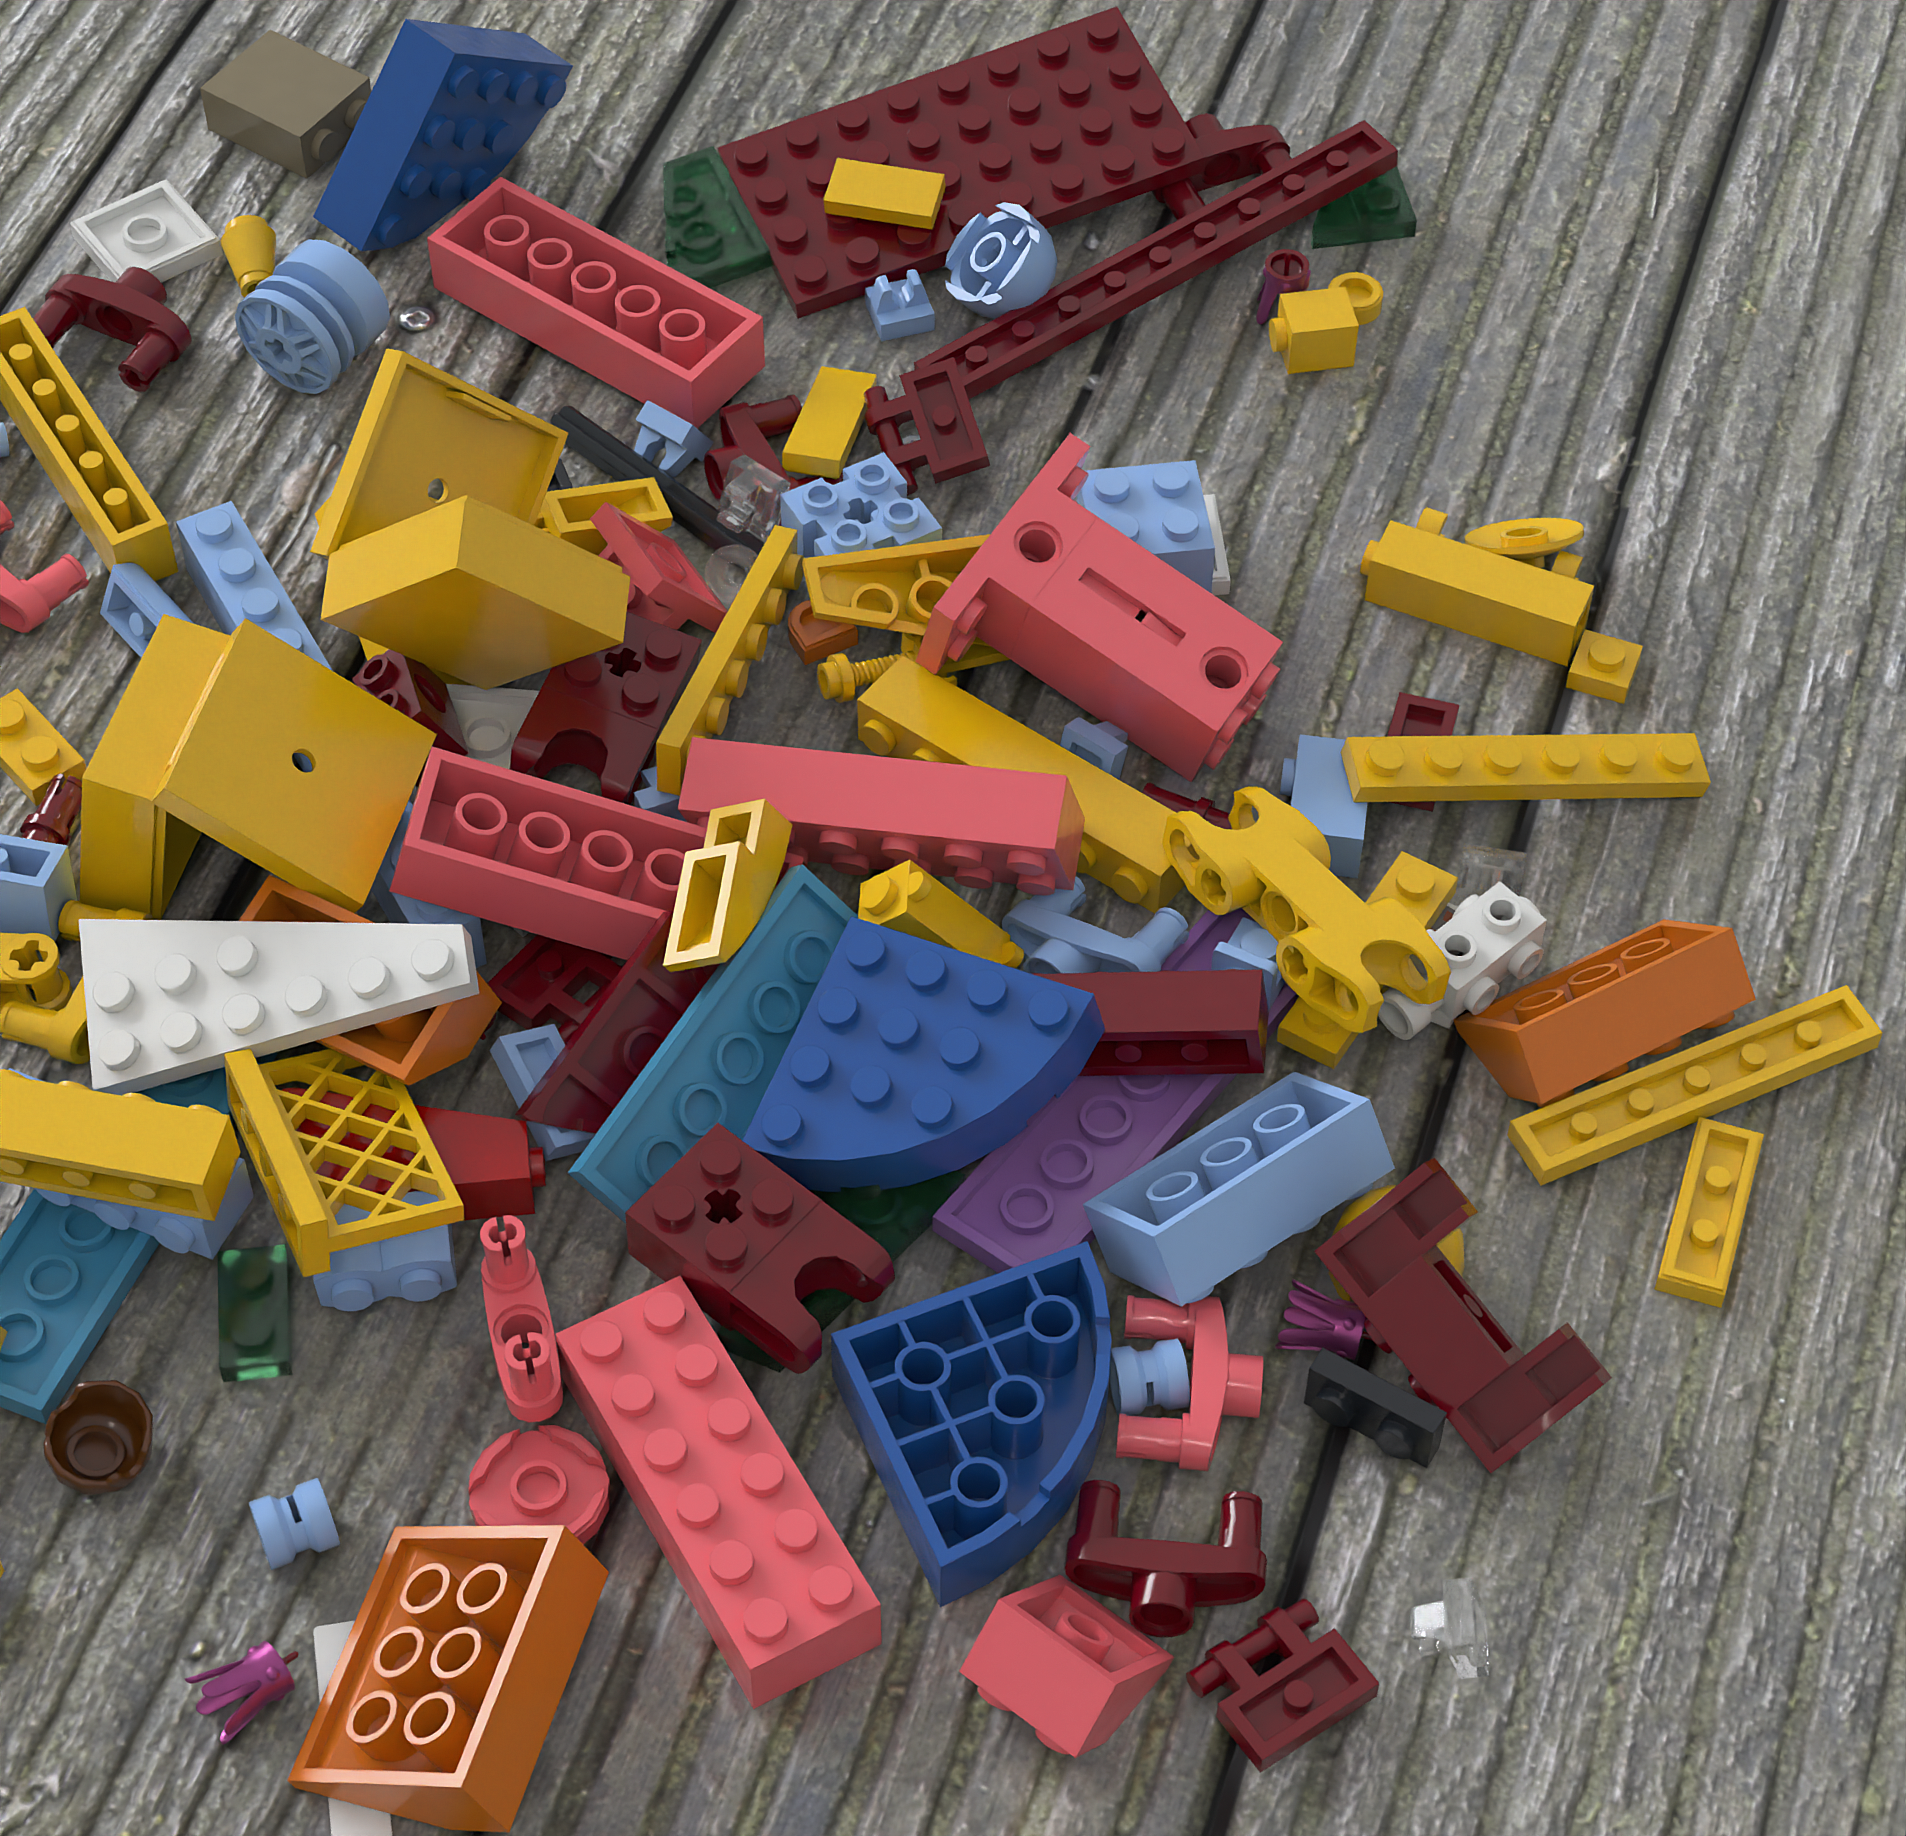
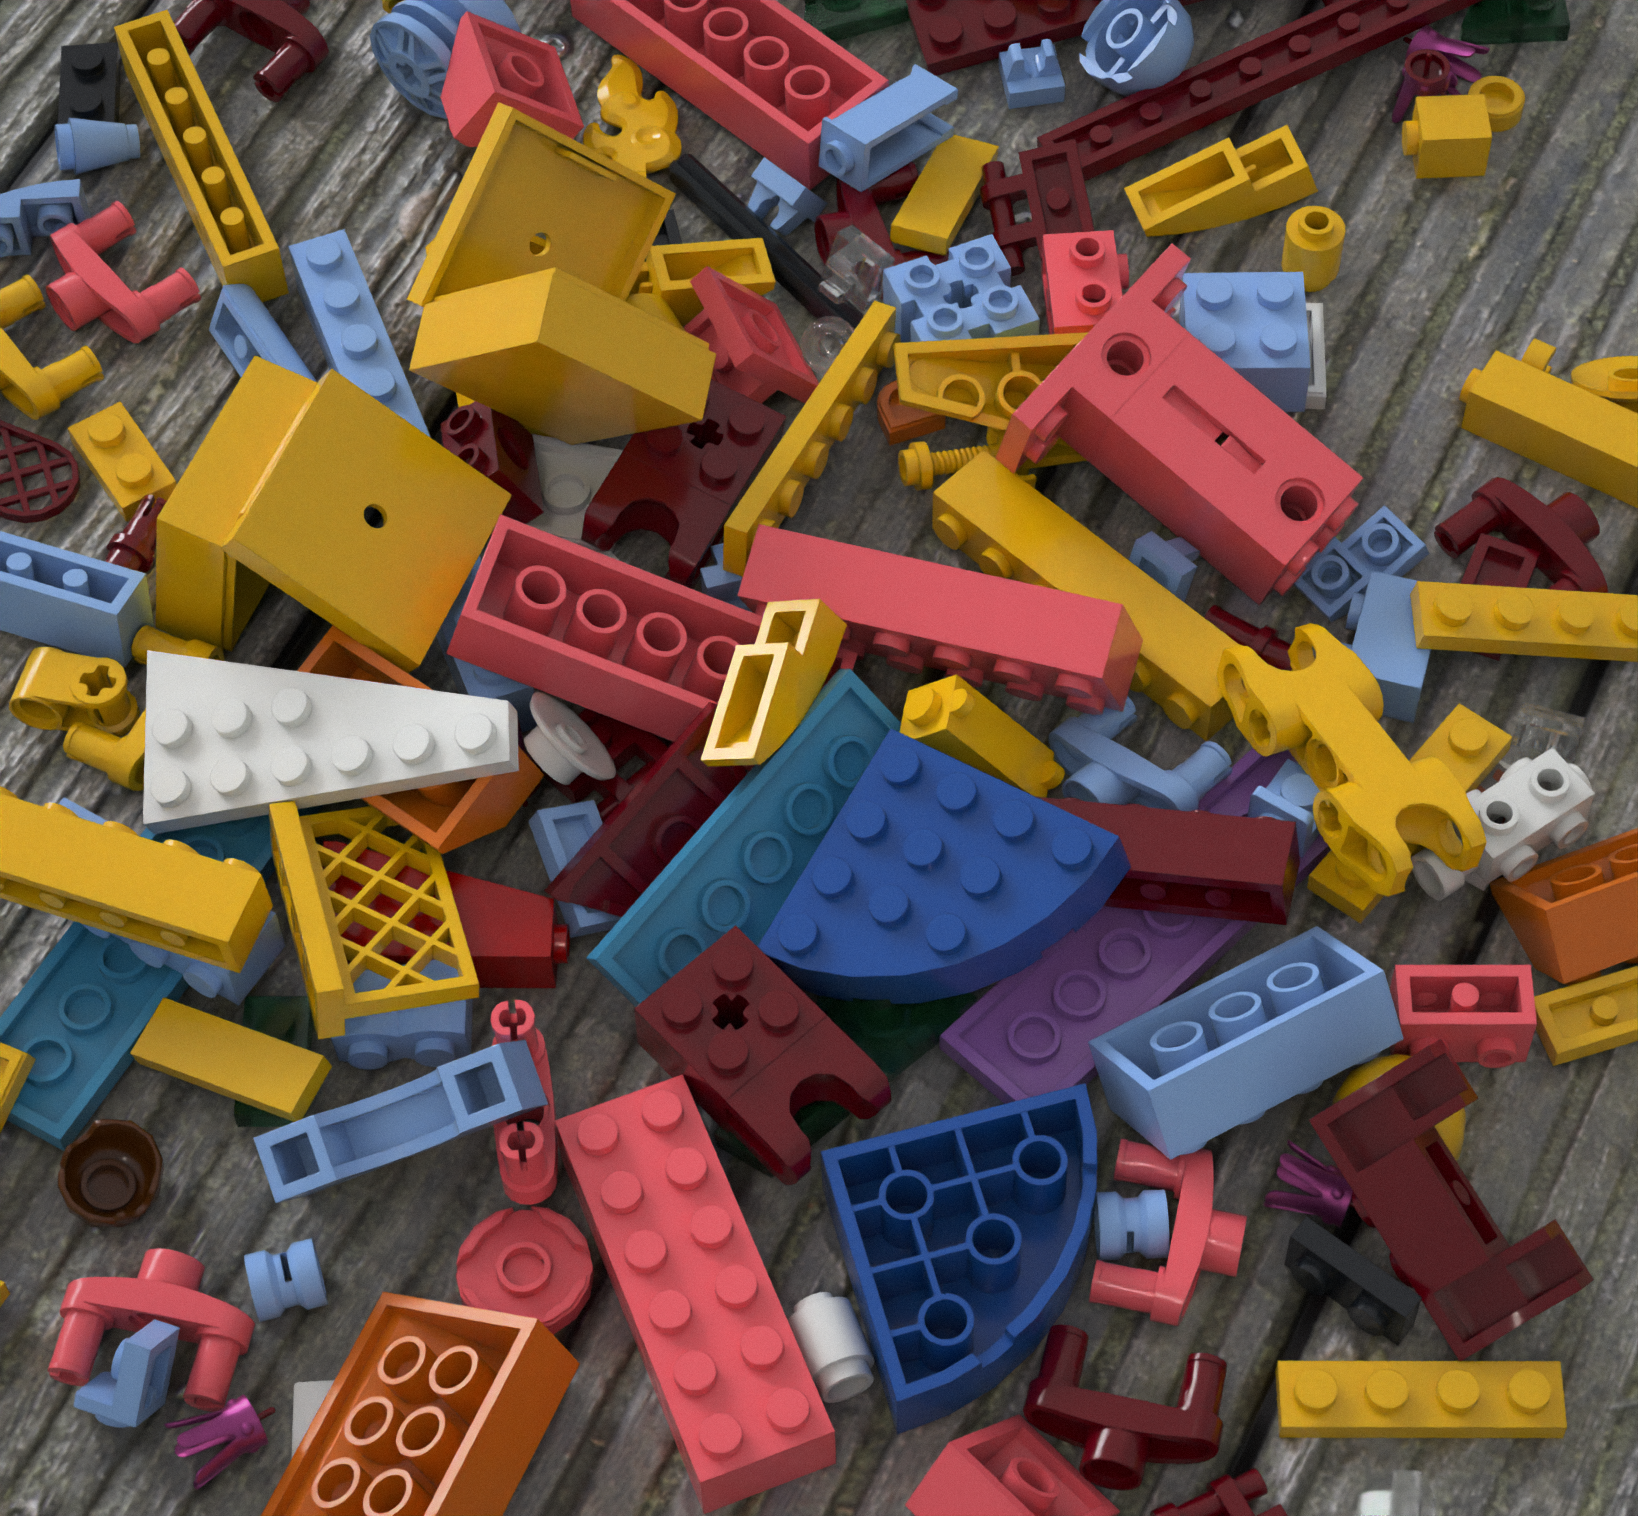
camera: 10 degrees right, 5 degrees up
(153, 1637) = (136, 1379): none -> light blue bracket
(166, 1563) = (163, 1292): none -> coral connector
(212, 1312) = (231, 1060): none -> yellow tile
(355, 338) = (508, 68): none -> coral slope
(398, 1352) = (401, 1121): none -> light blue arch
(518, 971) = (565, 743): none -> white piece
(519, 382) = (647, 125): none -> yellow piece
(765, 365) = (886, 130): none -> light blue window
(866, 1525) = (832, 1346): none -> white brick
(975, 487) = (1081, 279): none -> coral brick
(1103, 392) = (1223, 185): none -> yellow slope
(1200, 435) = (1314, 245): none -> yellow brick
(1272, 736) = (1344, 568): none -> light blue slope
(1284, 240) = (1430, 39): none -> flat silver piece
(1456, 1515) = (1420, 1399): none -> yellow plate
(1465, 1130) = (1474, 1009): none -> coral brick
(1472, 682) = (1554, 530): none -> dark red connector

